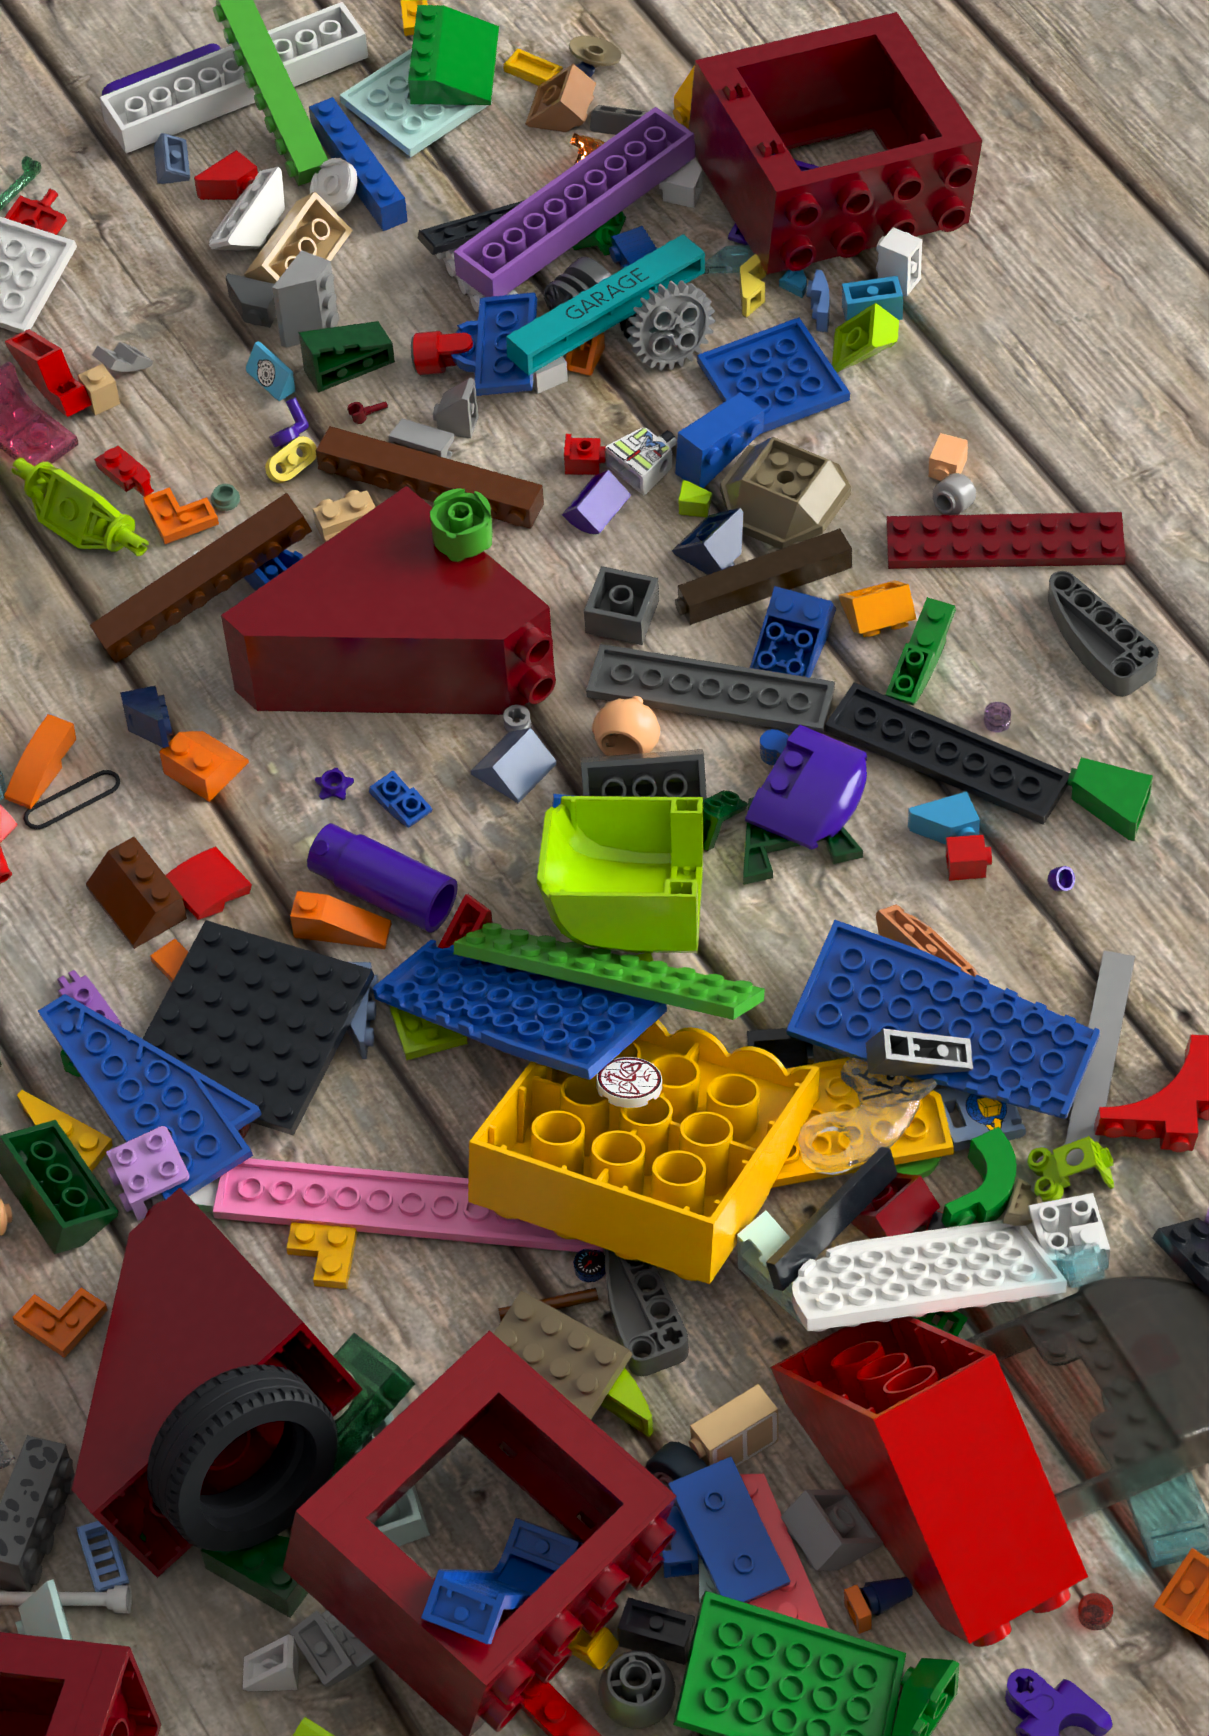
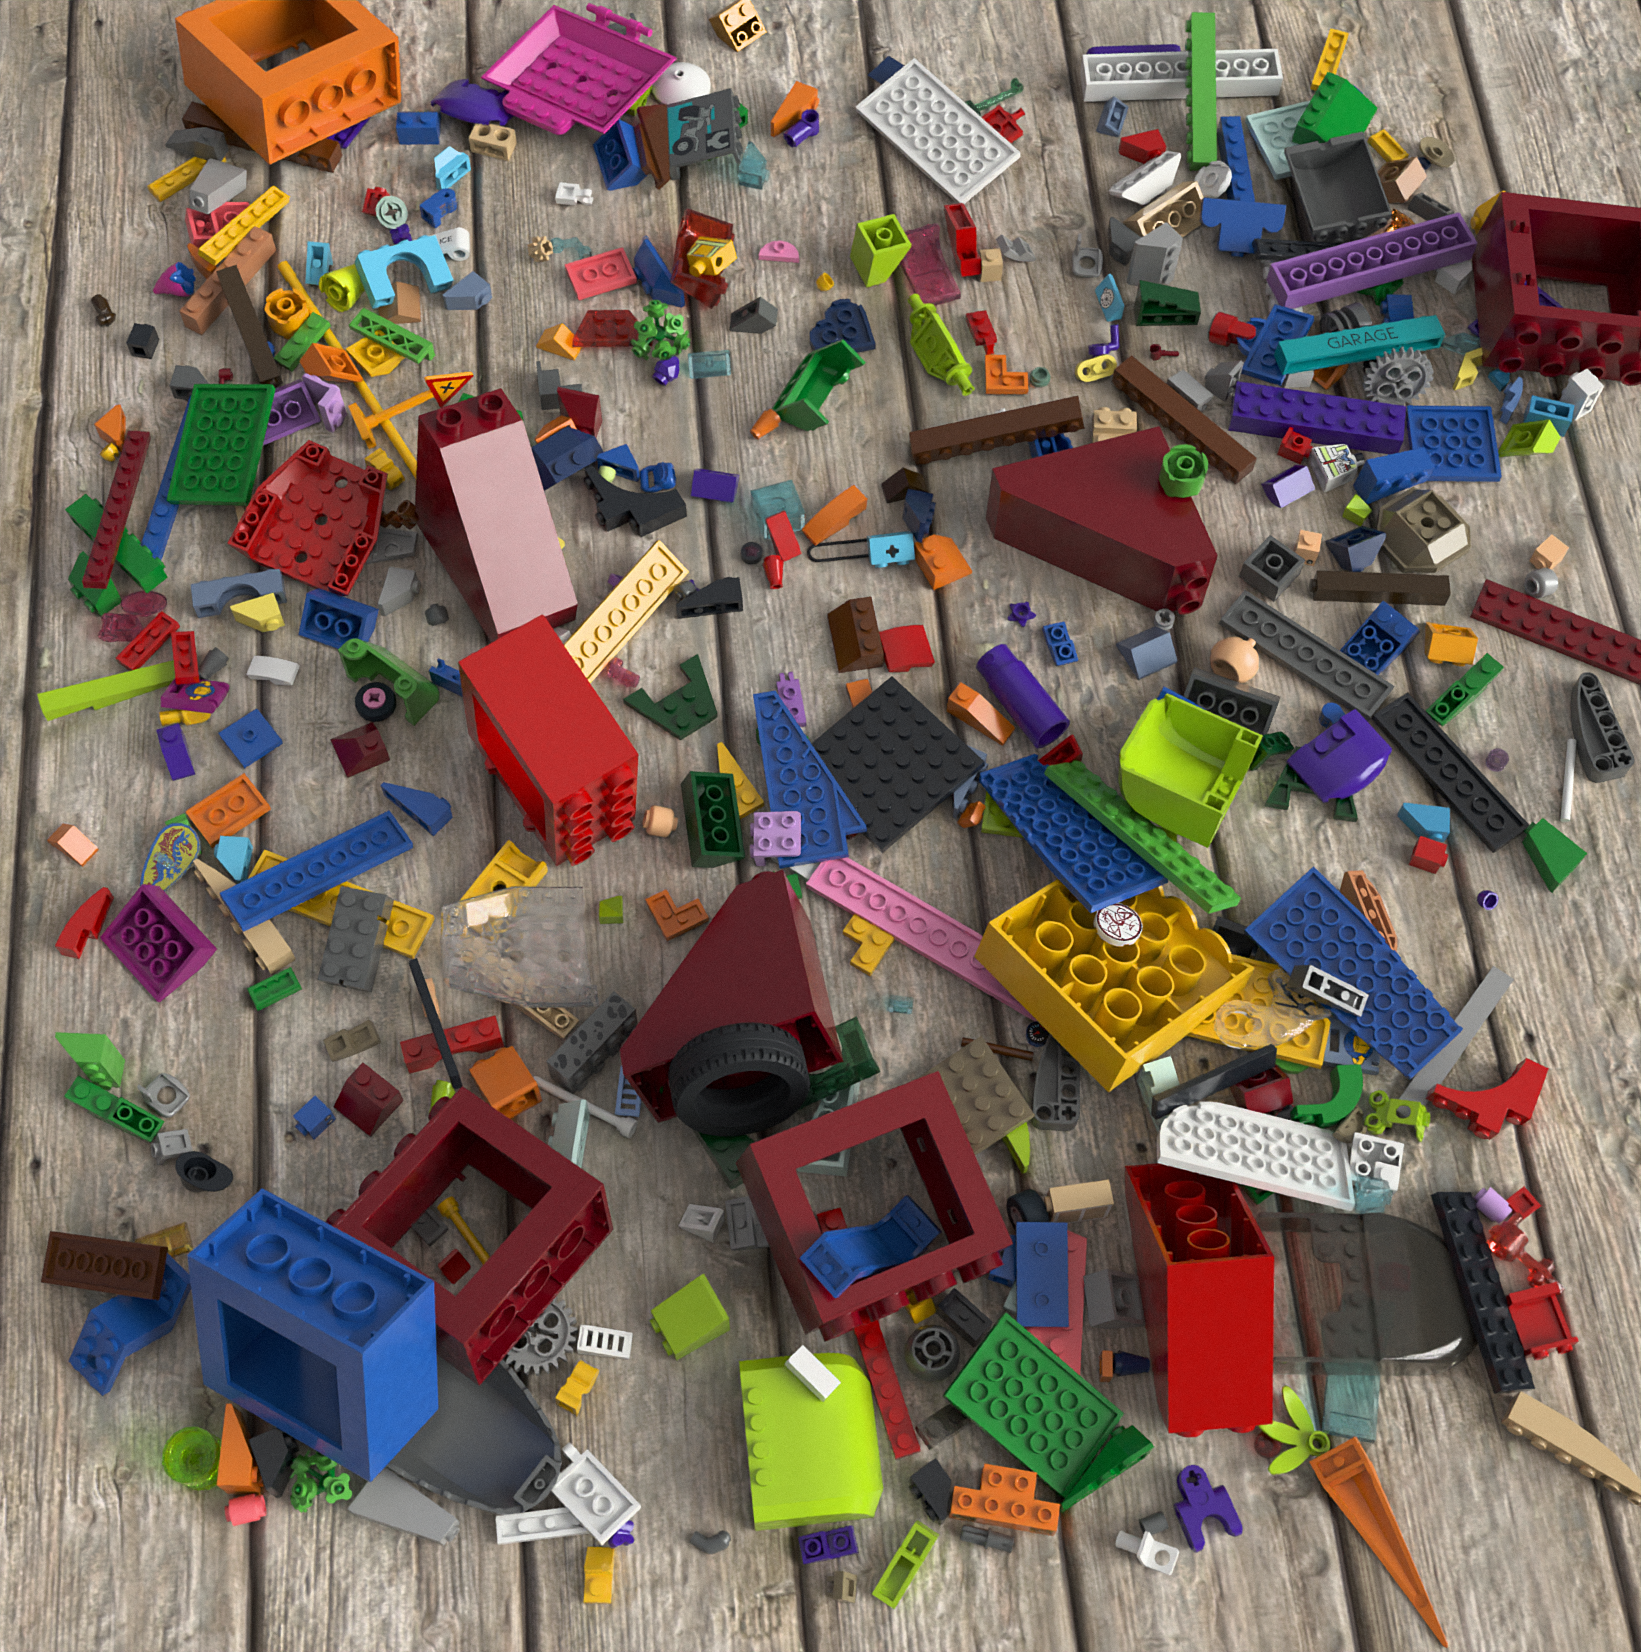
camera: 20 degrees right, 10 degrees up
(104, 694) = (897, 485): none -> dark brown slope
(143, 758) = (880, 543): none -> medium azure brick
(222, 327) = (1081, 252): none -> light grey piece
(385, 1043) = (971, 815): none -> orange plate
(392, 220) = (1240, 222): none -> blue brick
(402, 1304) = (900, 1004): none -> clear light blue slope
(495, 134) = (1339, 188): none -> dark grey cylinder
(601, 407) = (1318, 416): none -> dark purple brick
(654, 561) = (1308, 546): none -> light nougat brick
(1092, 706) = (1568, 780): none -> white bar
(1132, 1585) = (1300, 1438): none -> lime plant

